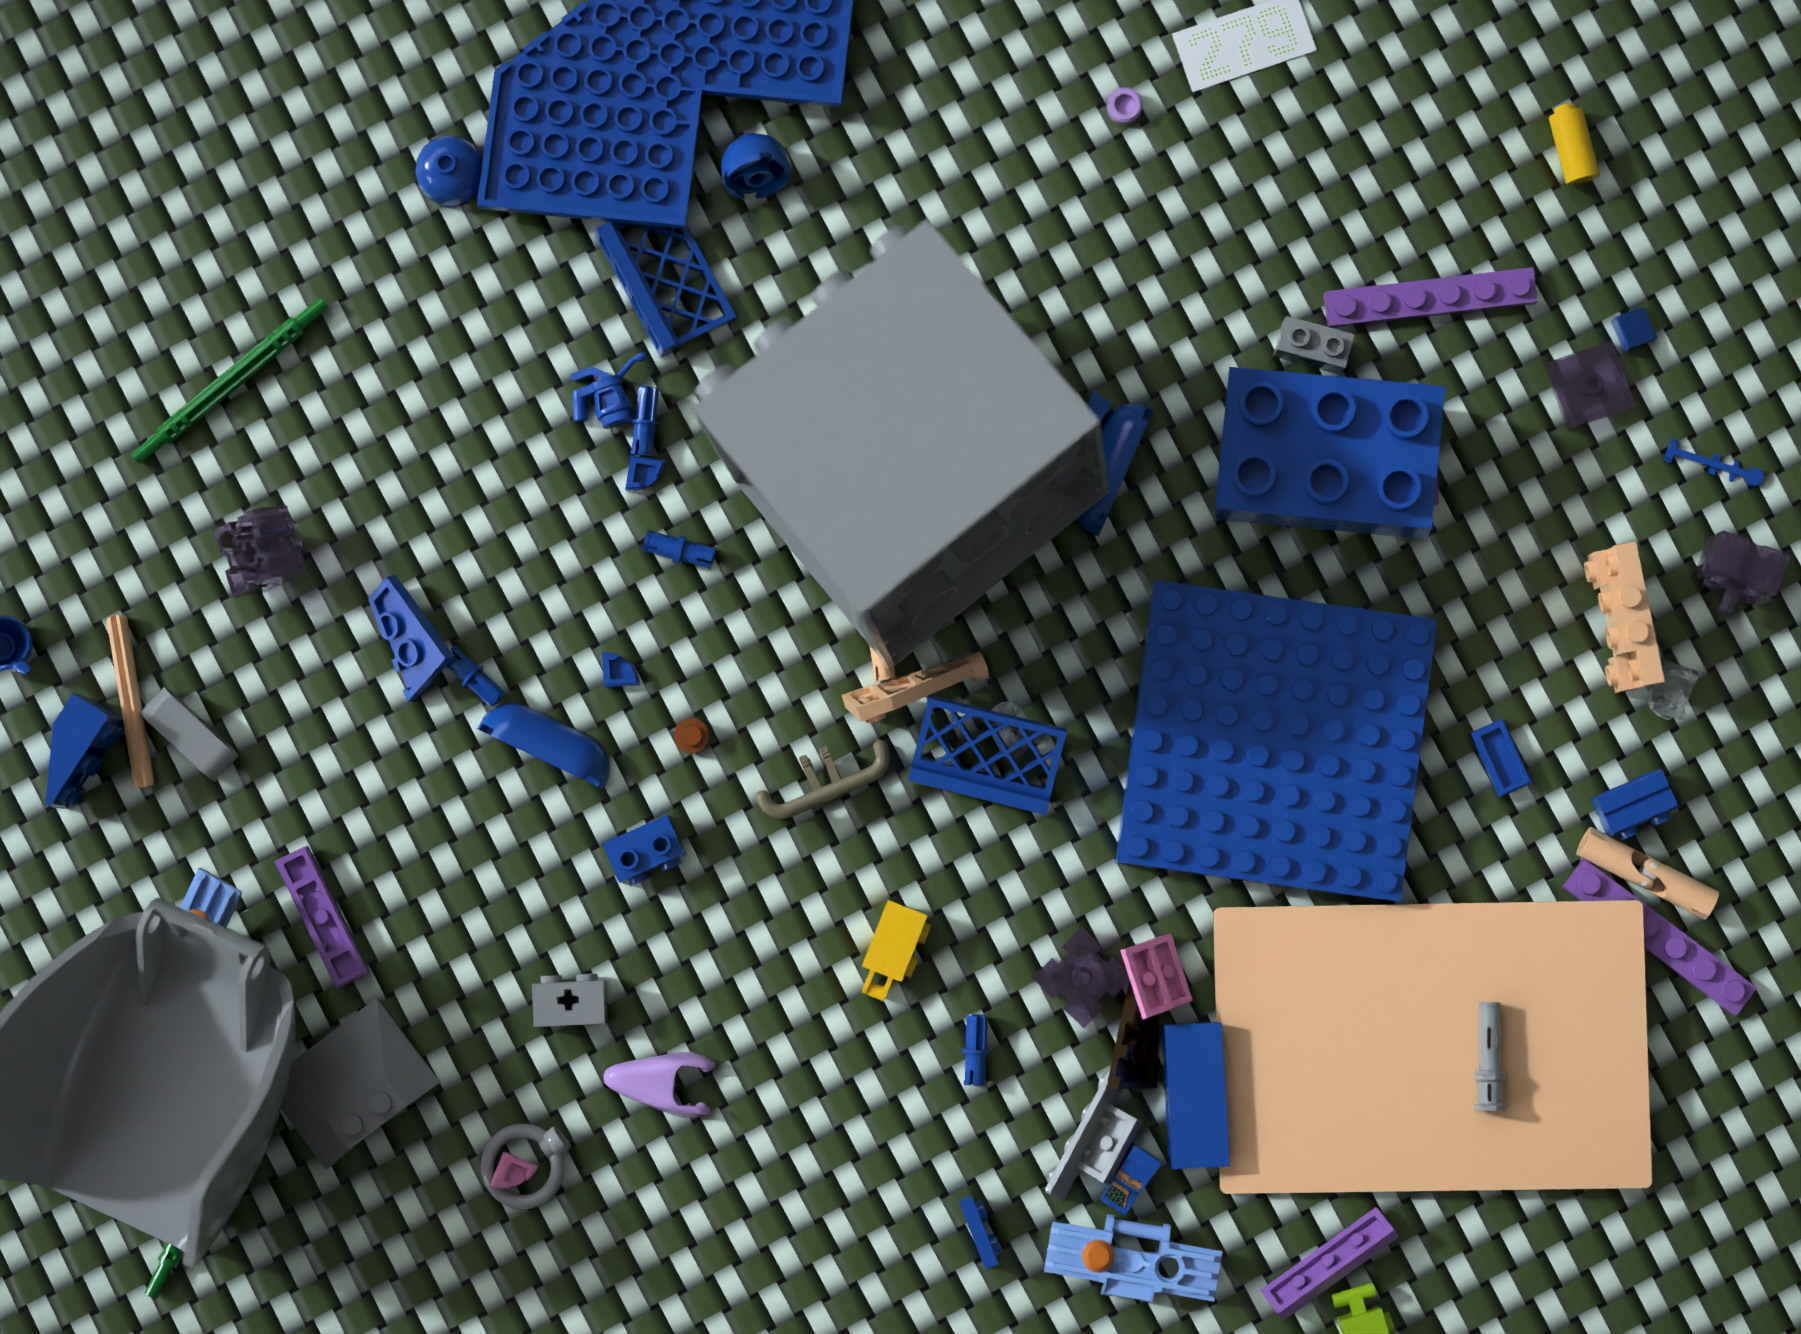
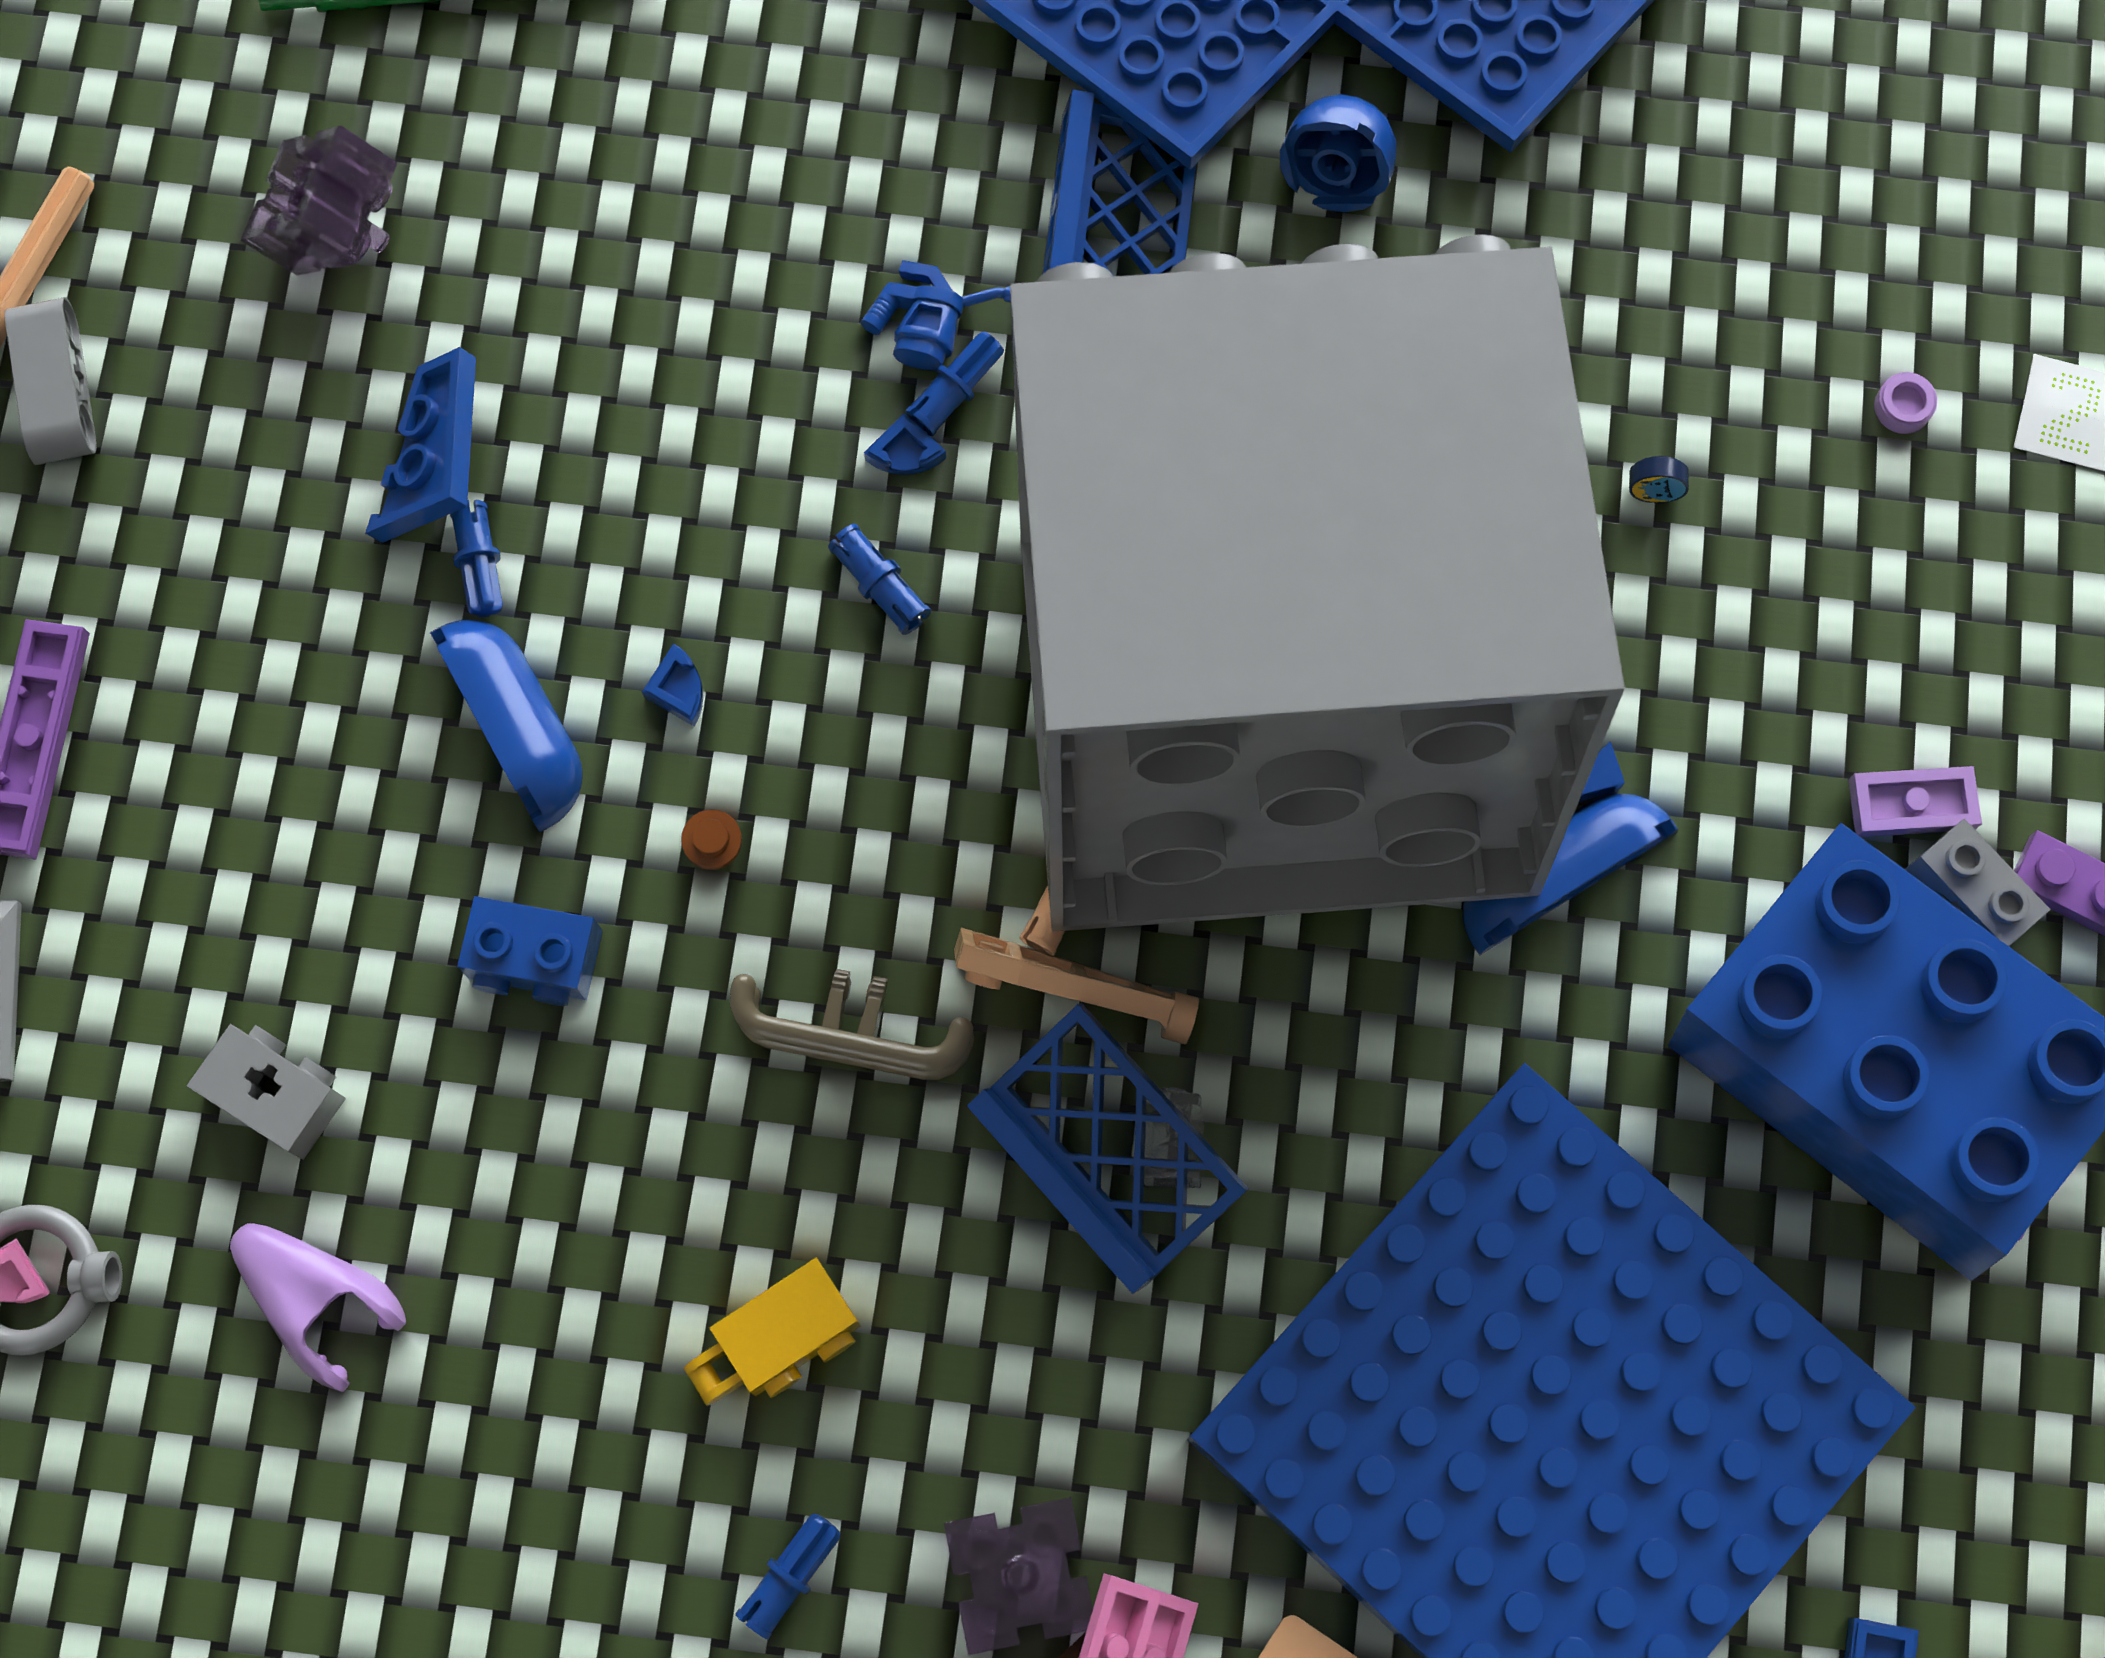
camera: 30 degrees right, 10 degrees down
(1028, 233) = (1658, 479): none -> tile
(1257, 317) = (1913, 801): none -> lavender plate

